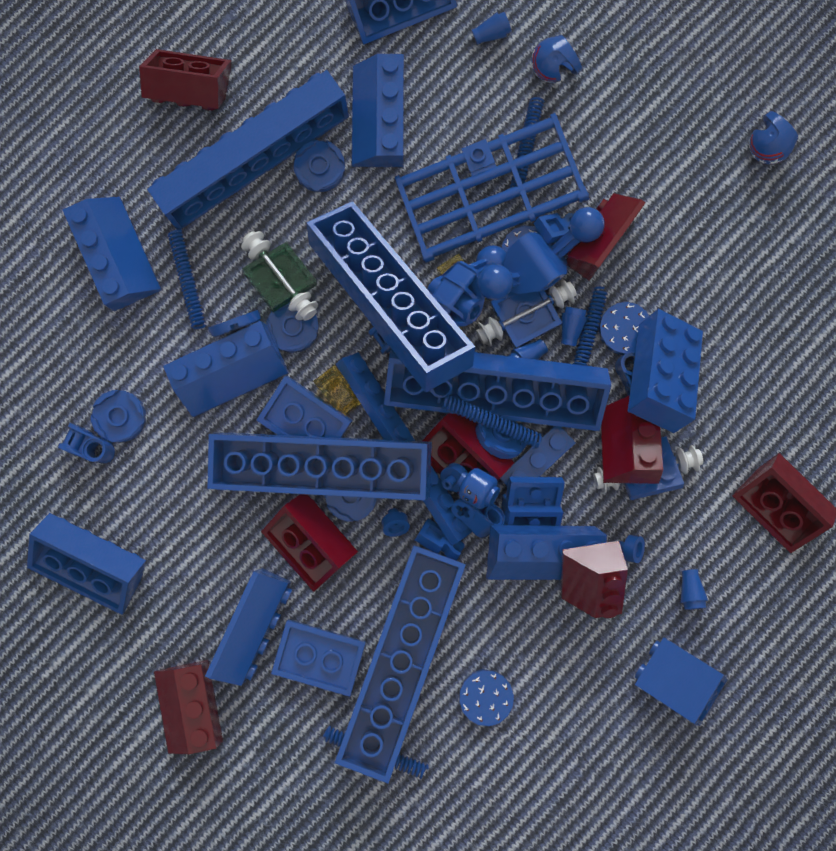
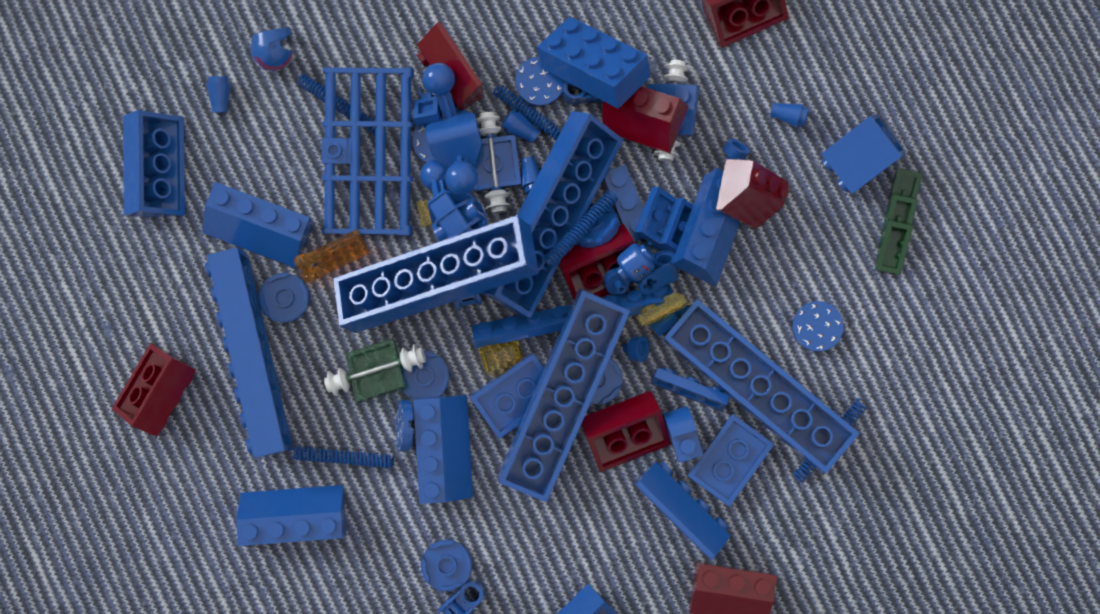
camera: 70 degrees left, 0 degrees up
(325, 599) = (683, 434): none -> blue brick
(375, 193) = (331, 256): none -> clear orange plate
(375, 591) = (690, 388): none -> blue plate
(451, 540) = (672, 304): none -> clear yellow plate
(626, 742) = (898, 221): none -> dark green slope

